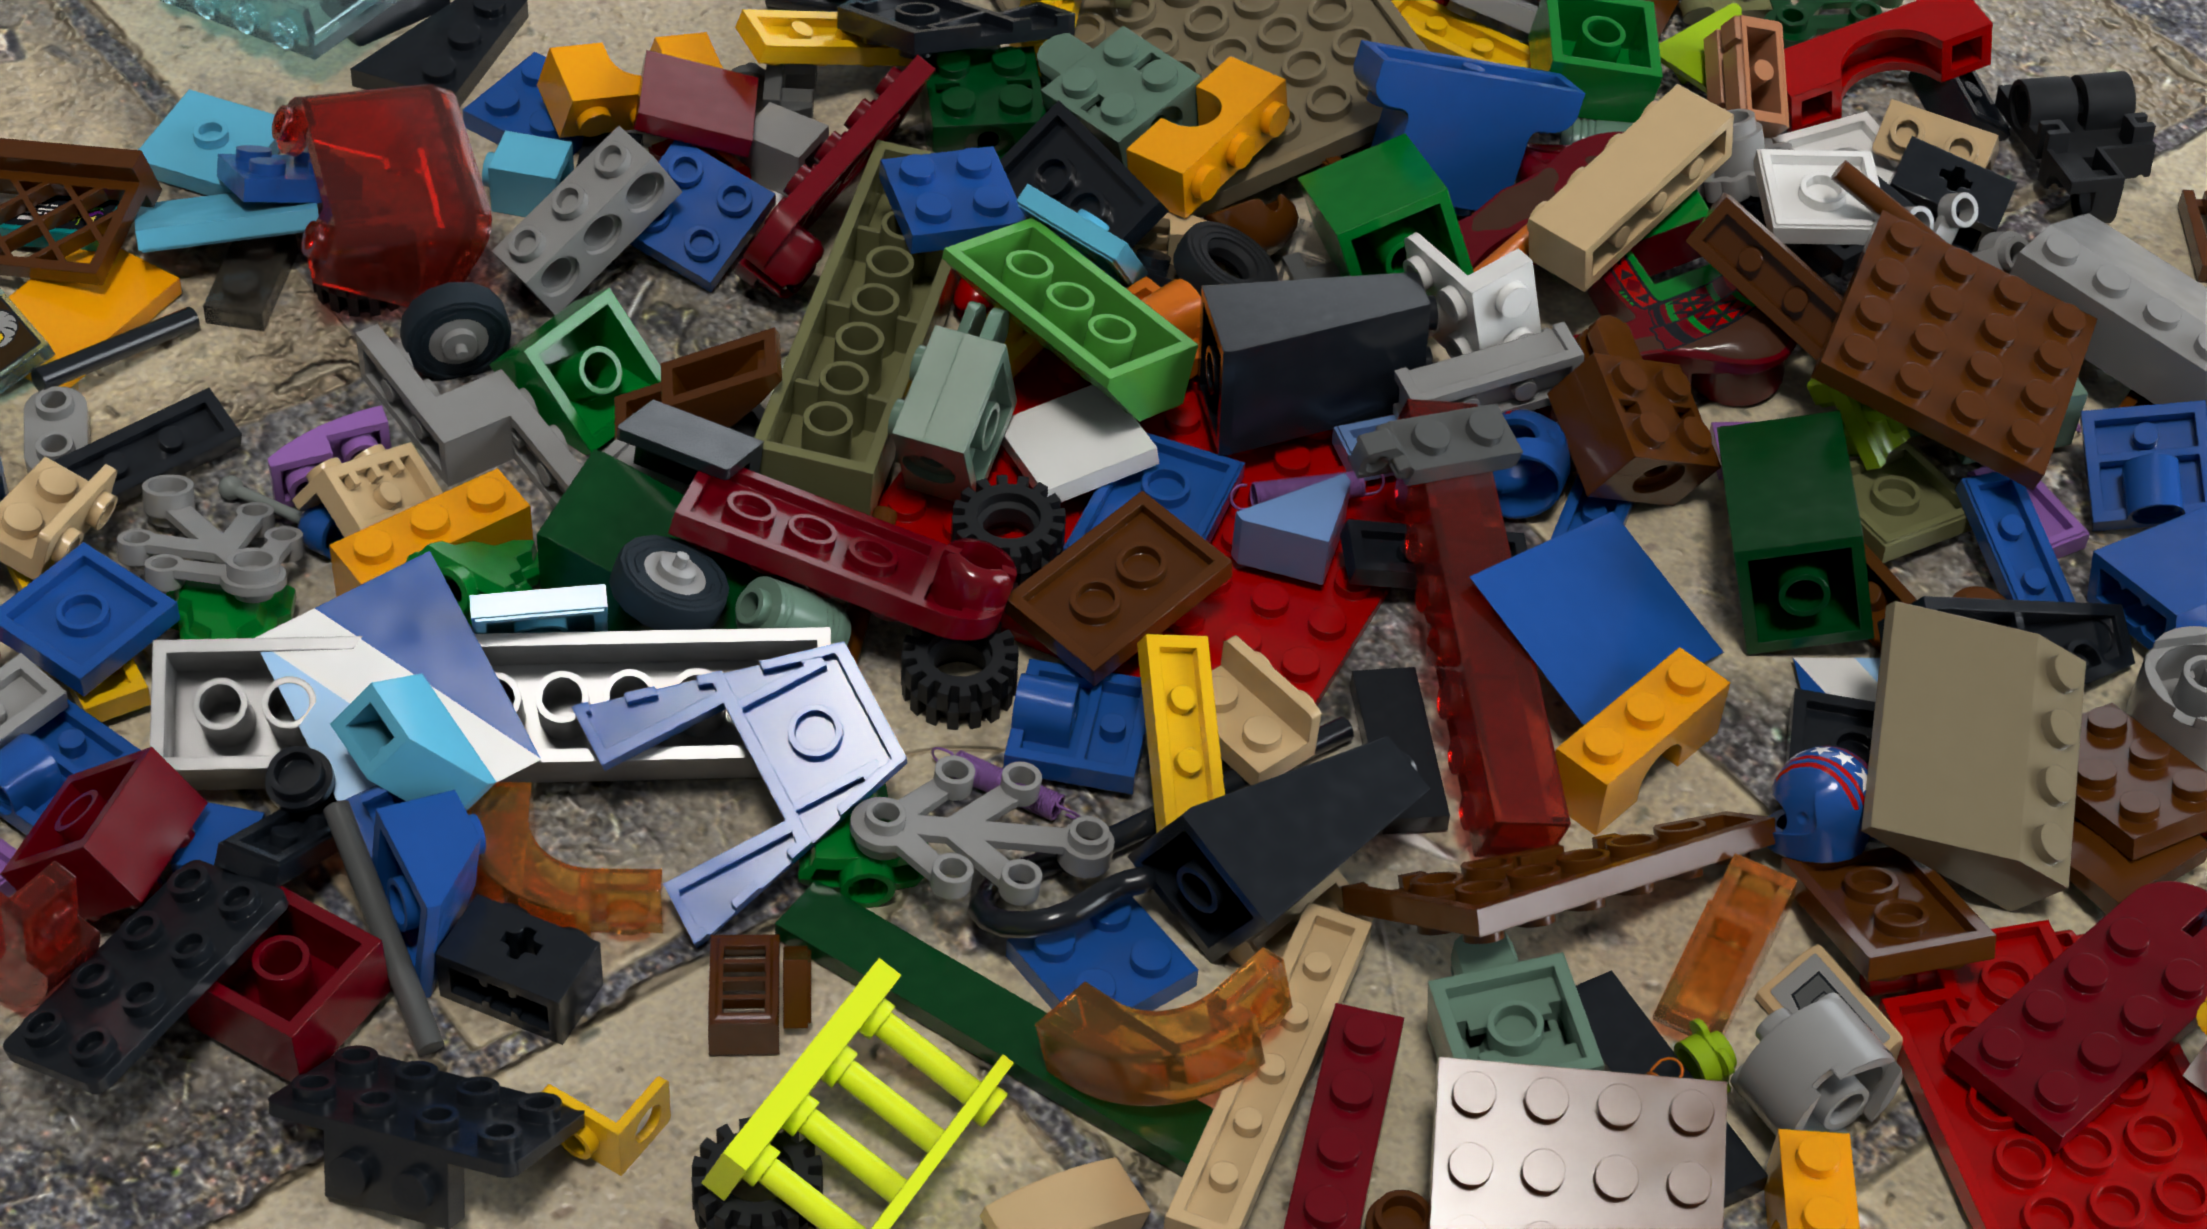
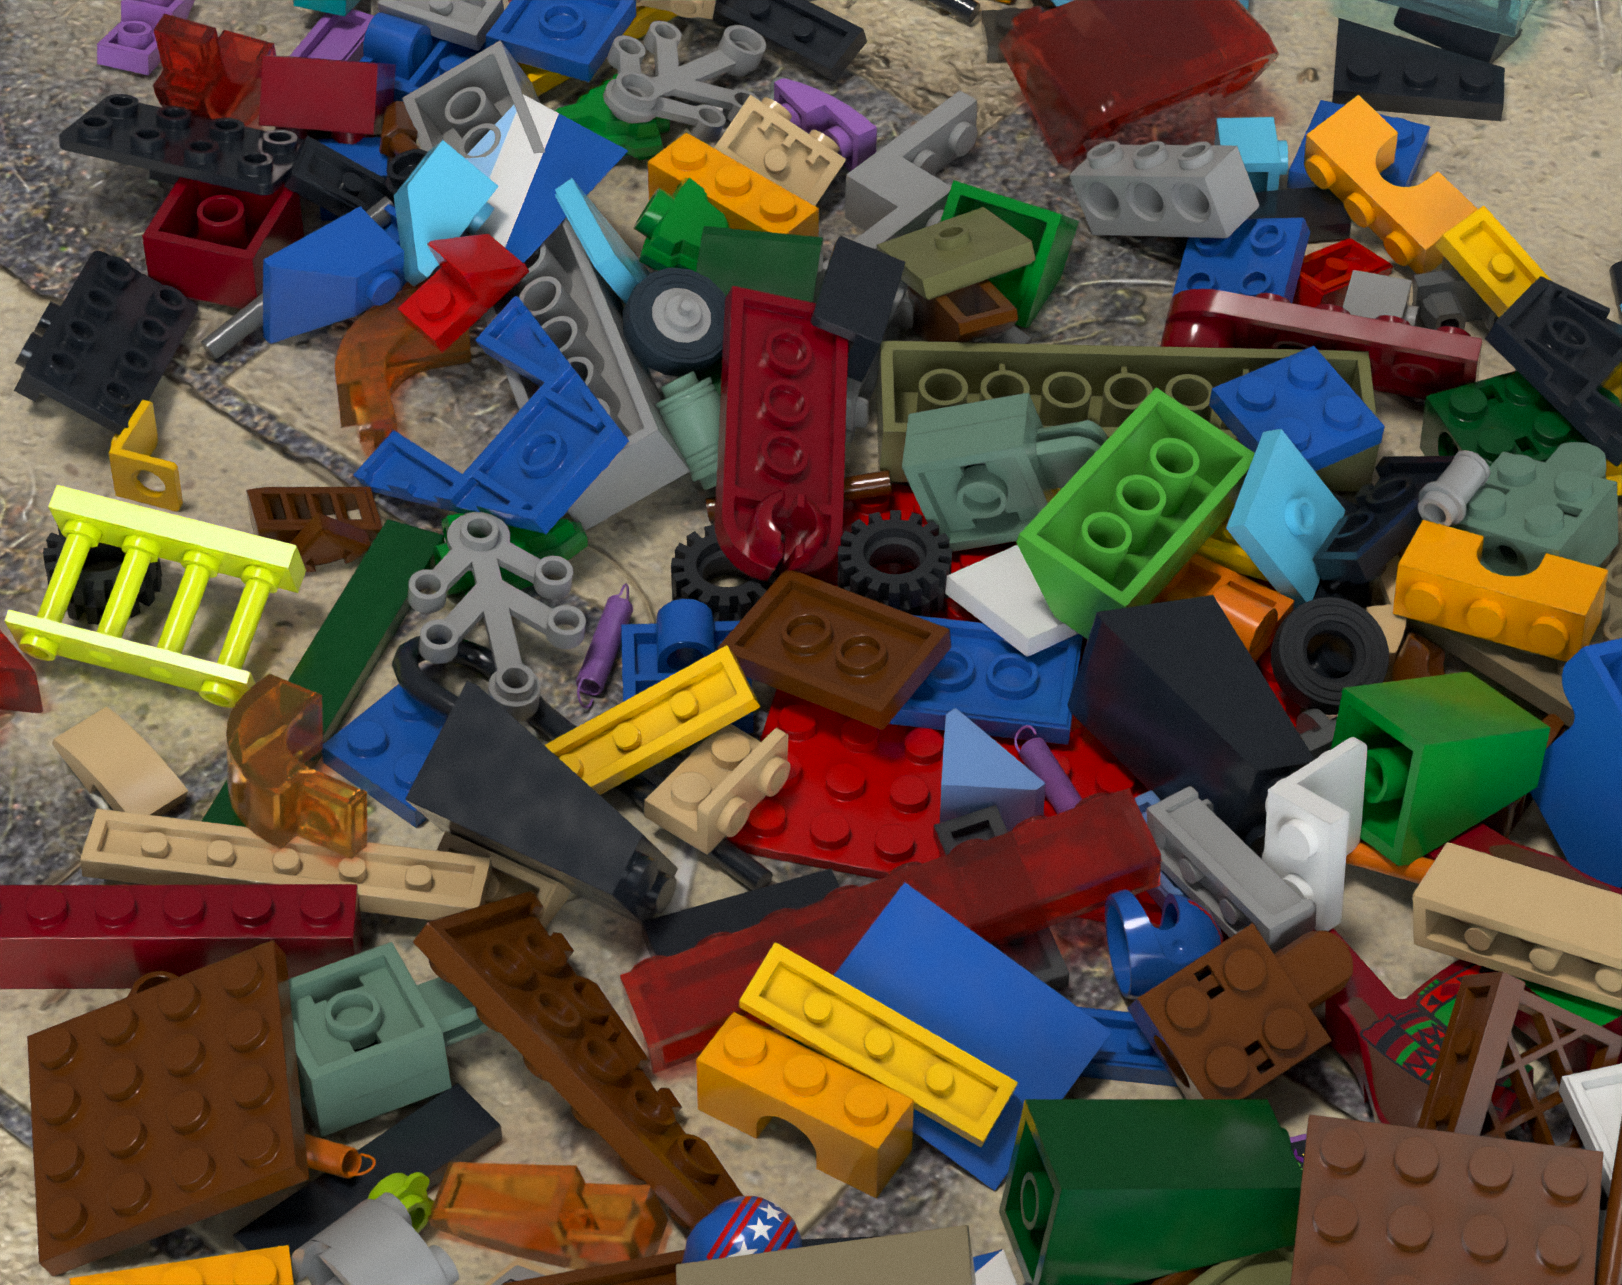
camera: 80 degrees right, 0 degrees up
(220, 785) = (397, 131): none -> reddish brown bar
(455, 330) = (1000, 151): black wheel -> none
(518, 749) = (471, 280): none -> red slope
(520, 968) = (288, 374): black brick -> none
(634, 363) = (959, 252): none -> olive plate
(696, 104) = (1354, 218): dark red tile -> none
(1116, 124) = (1447, 498): none -> light grey pin
(1438, 446) = (1066, 820): dark grey hinge -> none
(1616, 655) = (878, 1043): none -> yellow plate

